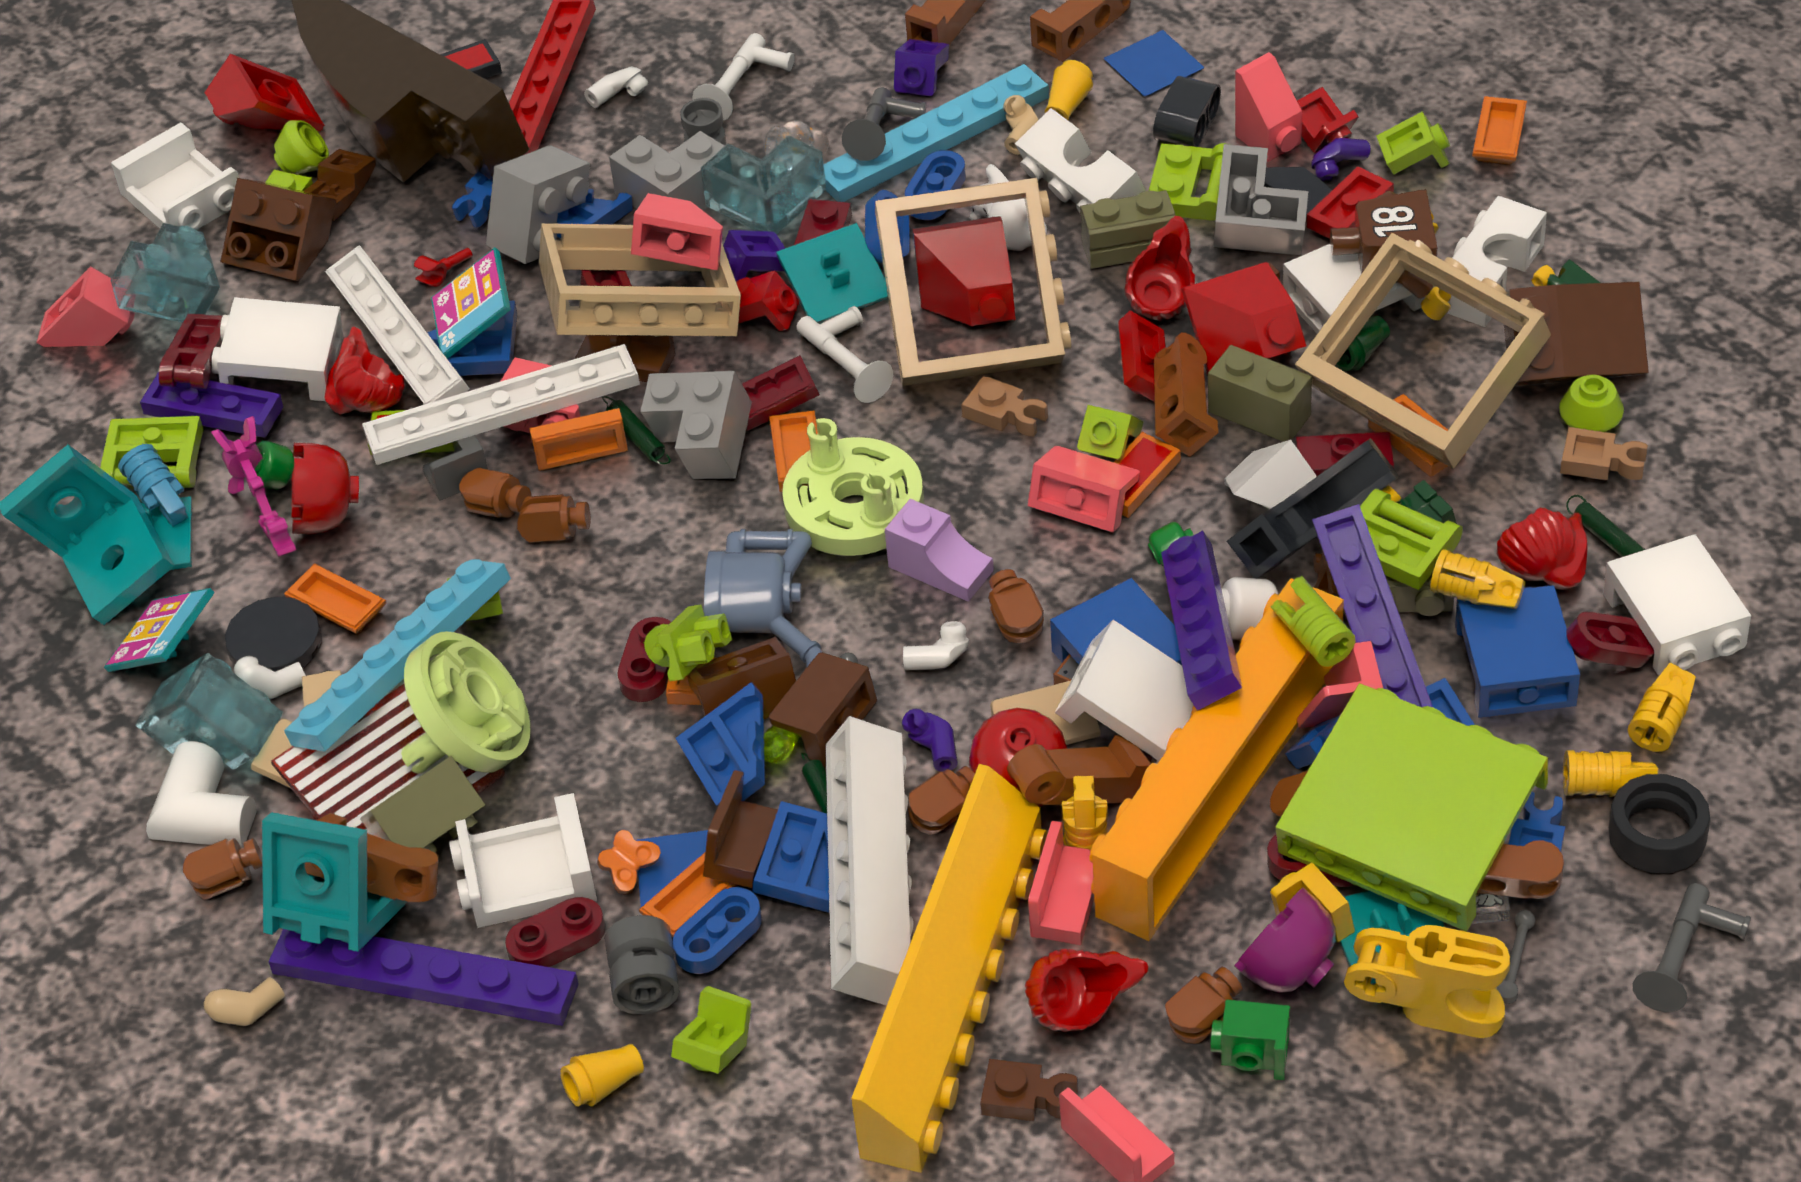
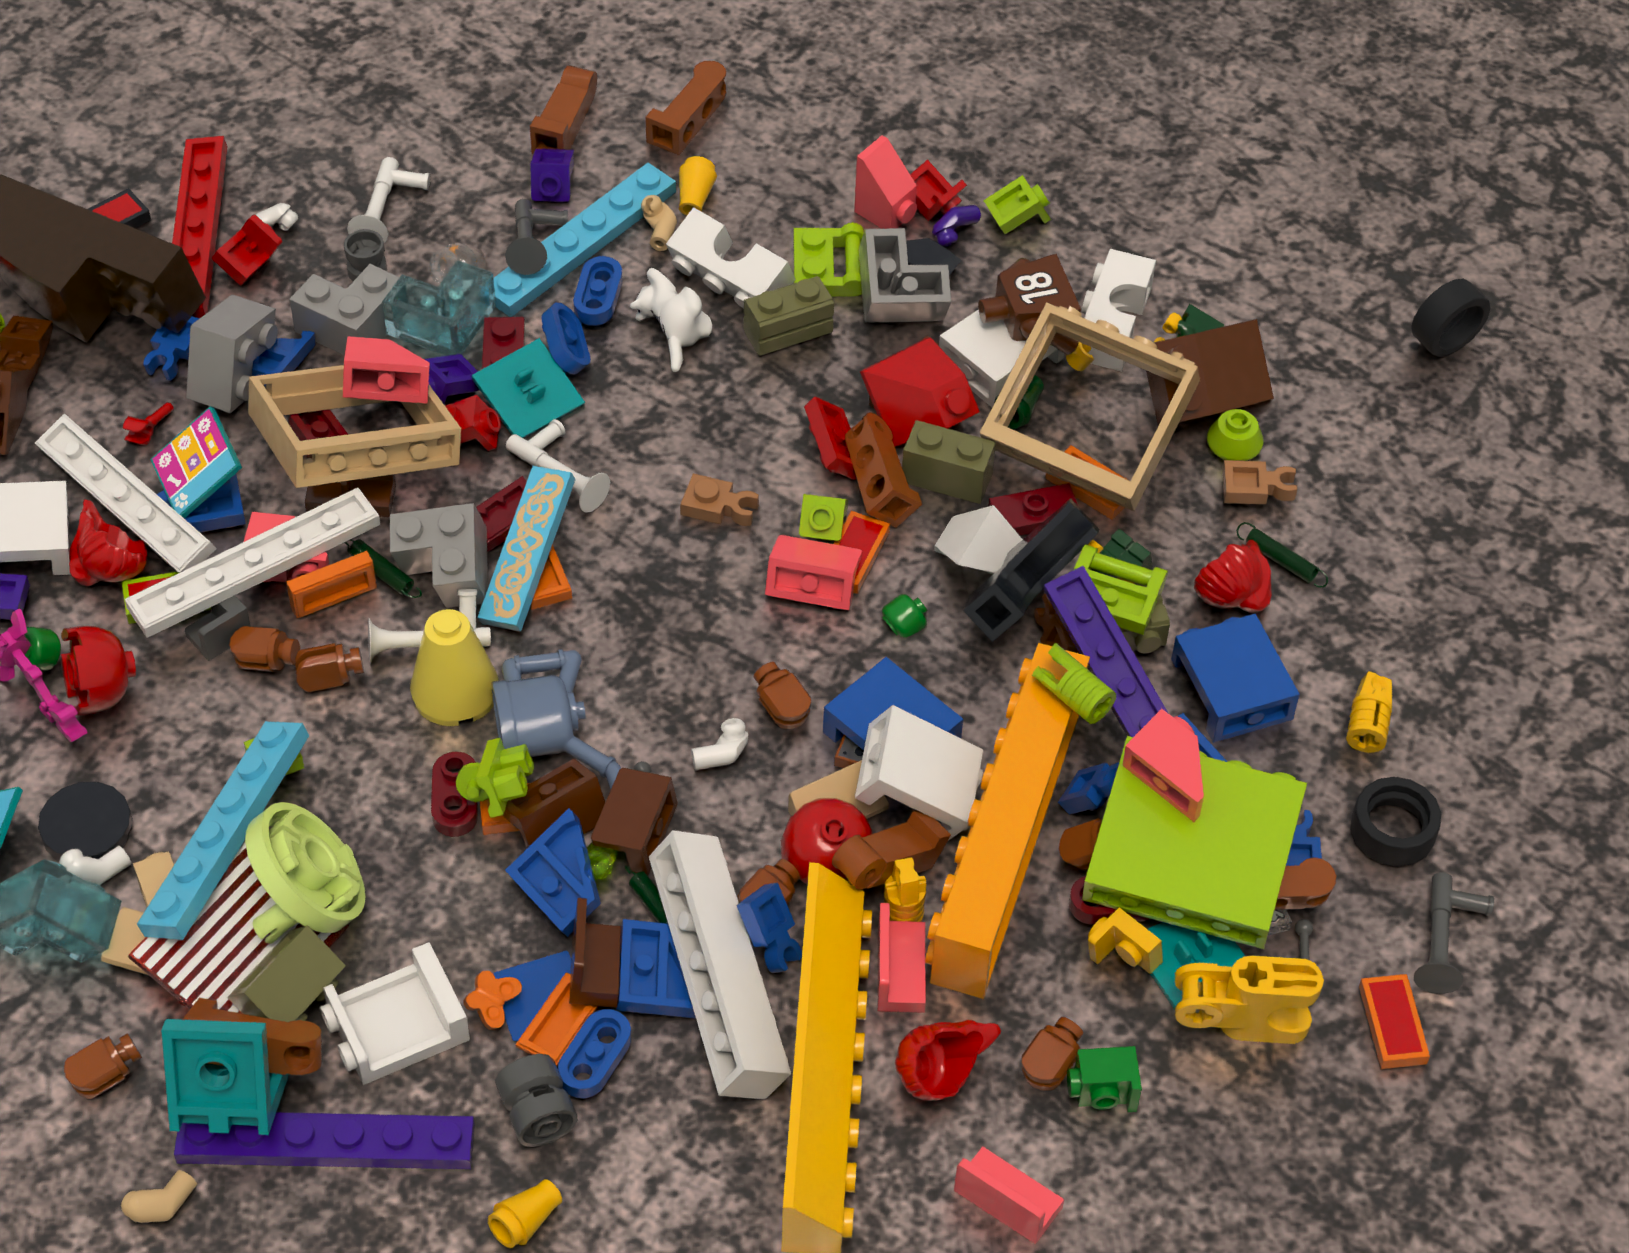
camera: 20 degrees left, 5 degrees up
(188, 804) = (47, 1009): white brick -> none
(336, 598) = (137, 775): orange tile -> none
(556, 933) = (445, 1080): dark red plate -> none
(585, 109) = (248, 250): none -> red bracket
(672, 533) = (452, 671): none -> light yellow cone
(702, 507) = (382, 639): none -> white piece
(715, 1033) = (620, 1154): lime bracket -> none
(784, 426) = (526, 548): none -> medium azure tile
(843, 469) = (599, 579): yellowish green piece -> none
(928, 824) = (767, 924): none -> blue plate
(931, 550) = (693, 652): lavender arch -> none
(933, 734) = (741, 830): dark purple arm -> none
(965, 271) = (655, 376): red slope -> none
(1019, 1089) = (908, 1163): reddish brown plate -> none
(1049, 289) = (605, 408): tan window -> none
(1153, 63) = (762, 148): blue sticker -> none
(1161, 272) = (833, 357): red hair -> none
(1187, 112) = (809, 195): black beam -> none
(1200, 620) = (963, 691): dark purple plate -> none
(1245, 602) = (991, 670): white head -> none
(1291, 947) = (1118, 987): magenta cylinder -> none
(1338, 207) = (978, 268): red plate -> none
(1340, 685) = (1105, 737): coral panel -> none
(1392, 711) = (1168, 762): none -> coral slope
(1490, 587) = (1207, 624): yellow hinge -> none
(1499, 130) = (1087, 183): orange tile -> none
(1599, 1030) = (1394, 1021): none -> tile
(1600, 772) = (1337, 781): yellow hinge -> none
(1609, 640) = (1314, 657): dark red plate -> none
(1679, 602) = (1360, 613): white panel -> none

